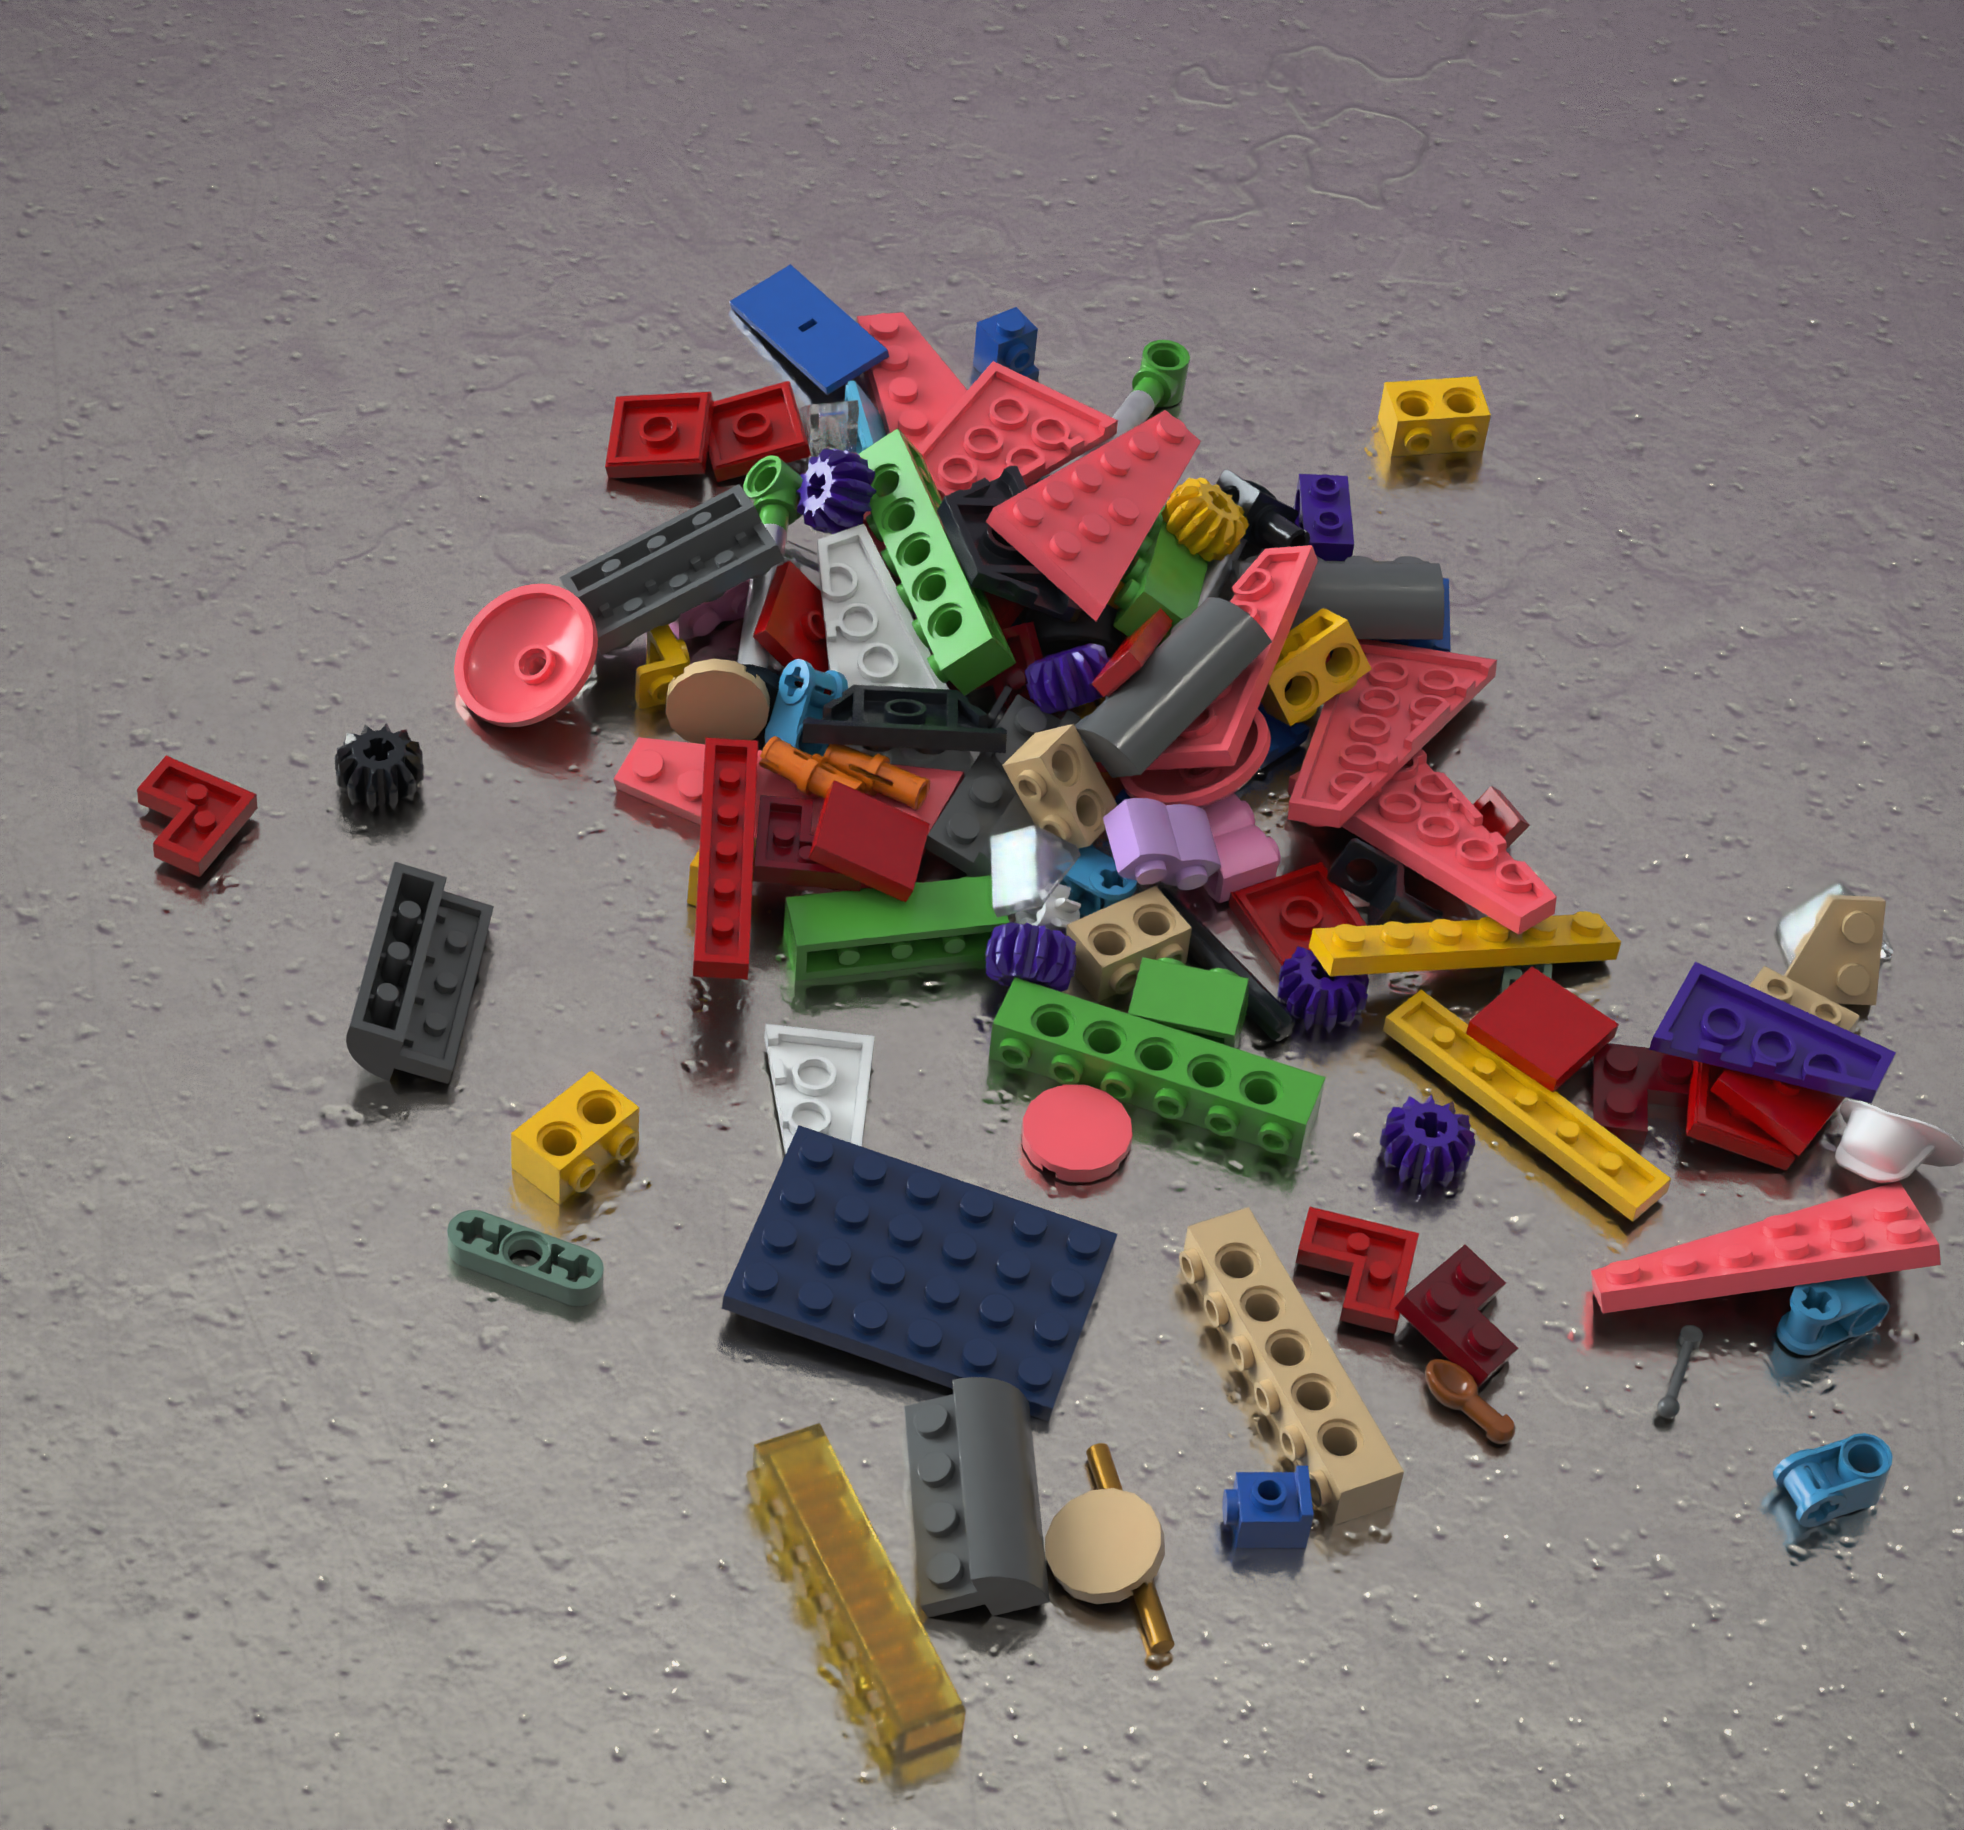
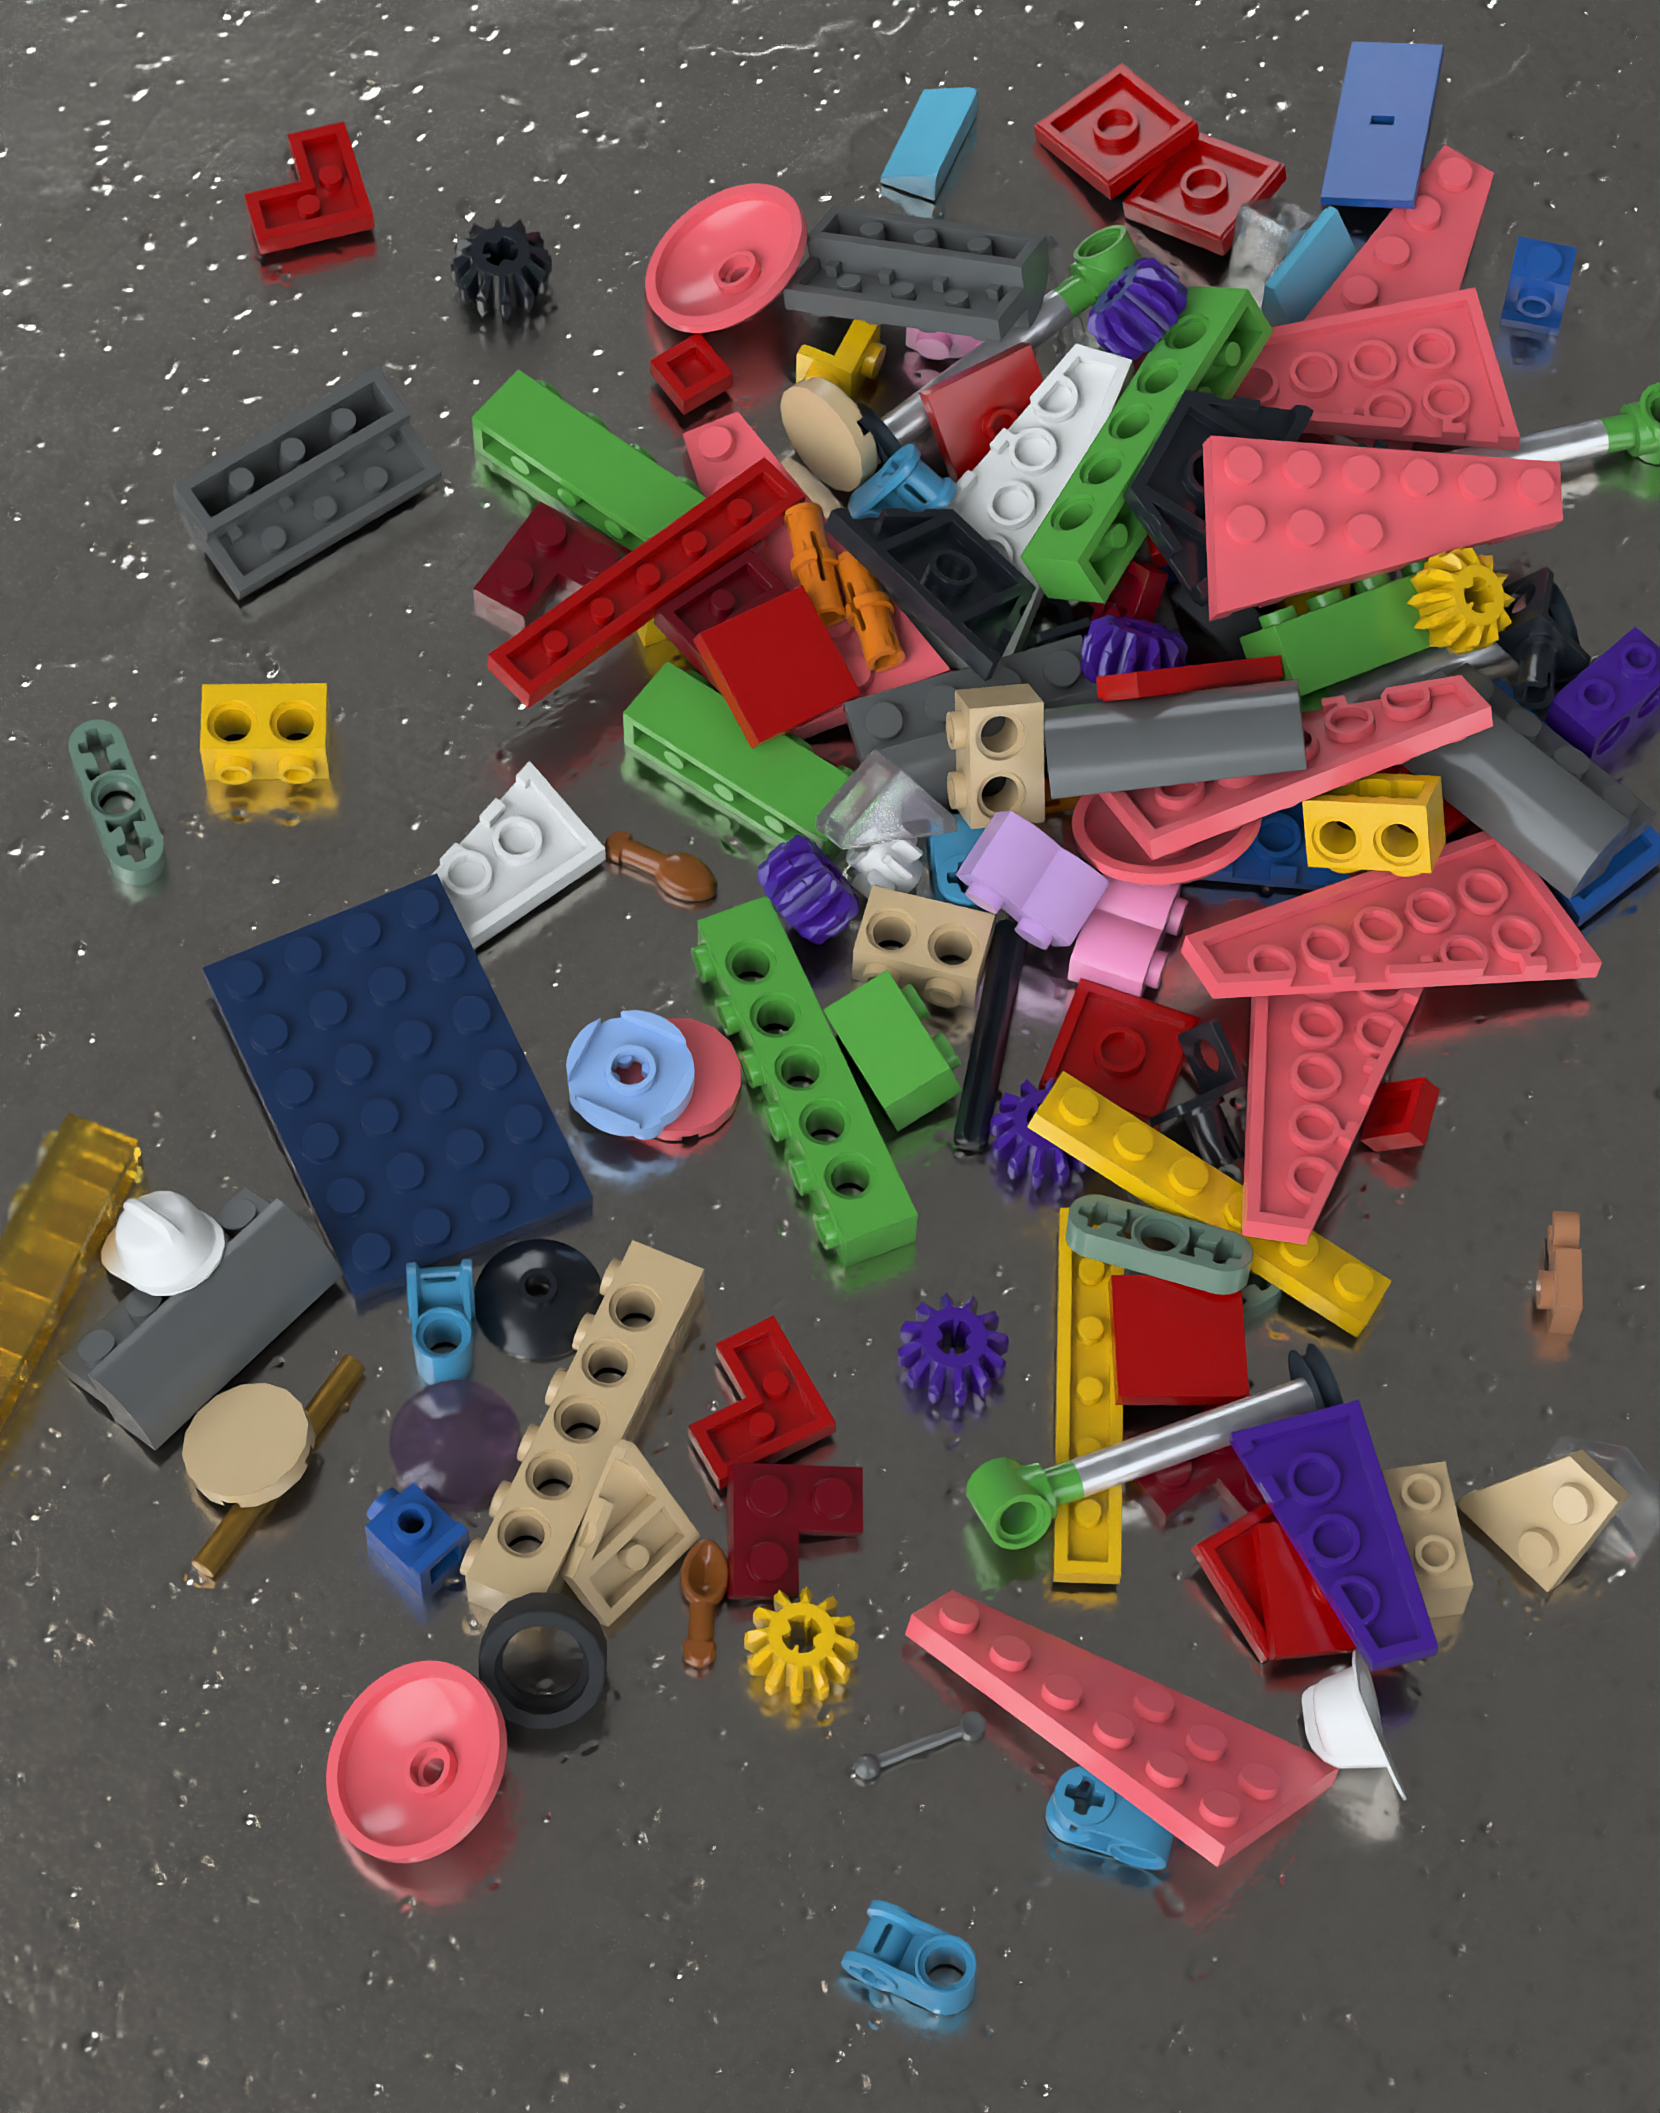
camera: 50 degrees right, 15 degrees up
(553, 515) = (931, 140): none -> medium azure slope
(575, 742) = (691, 373): none -> red plate
(587, 840) = (579, 463): none -> bright green brick
(619, 905) = (539, 557): none -> dark red plate
(911, 1471) = (163, 1244): none -> white piece
(924, 1023) = (676, 873): none -> dark orange piece
(1054, 1168) = (637, 1108): none -> light blue plate
(1122, 1376) = (442, 1311): none -> dark azure piece
(1152, 1340) = (532, 1325): none -> black dish
(1213, 1437) = (455, 1441): none -> clear purple dish
(1392, 1392) = (626, 1536): none -> tan wing
(1419, 1592) = (390, 1758): none -> coral dish
(1447, 995) = (1174, 1265): none -> sand green beam
(1477, 1494) = (544, 1710): none -> black tyre
(1557, 1370) = (809, 1622): none -> yellow gear
(1579, 1178) = (1022, 1500): none -> piece
(1683, 836) = (1561, 1286): none -> nougat plate

